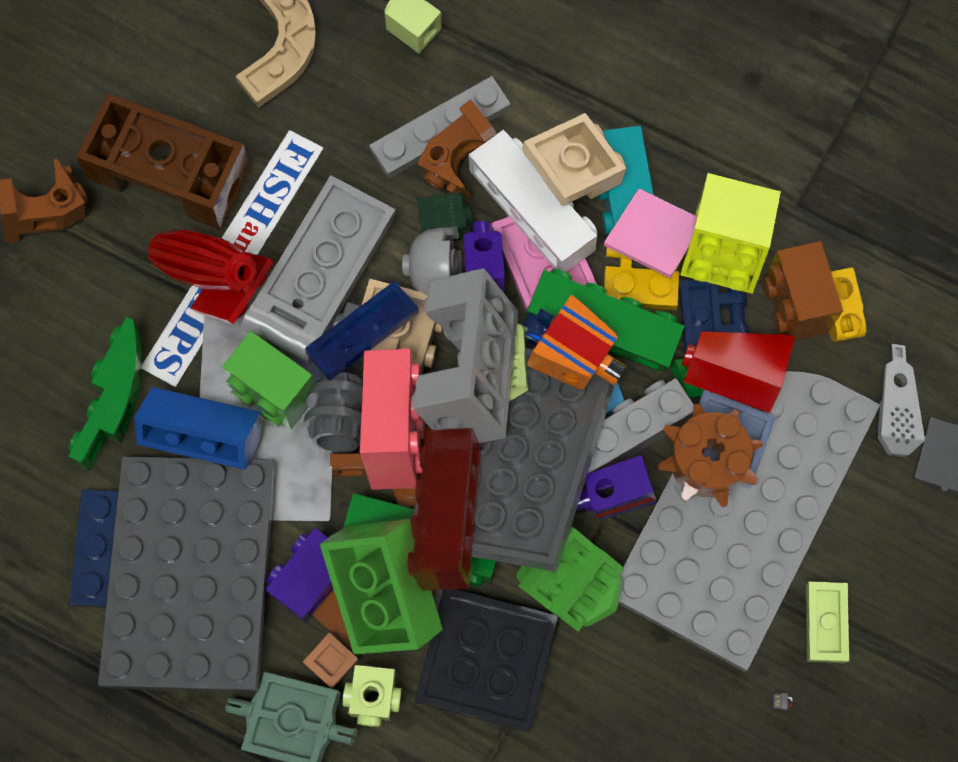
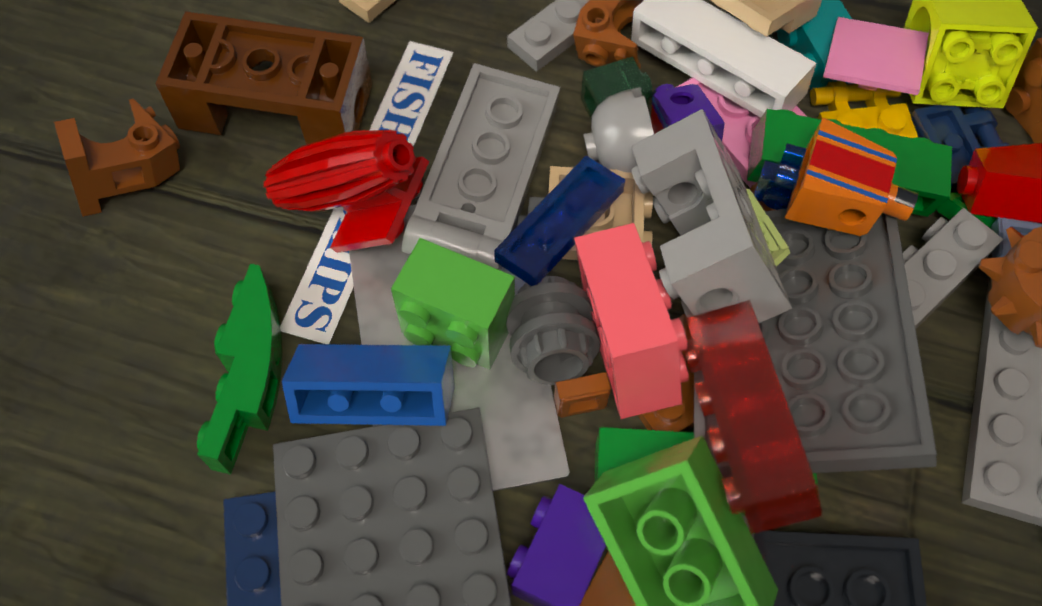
camera: 10 degrees left, 10 degrees down
(582, 588) = (928, 503): bright green piece -> none
(630, 487) = (956, 346): dark purple torso -> none

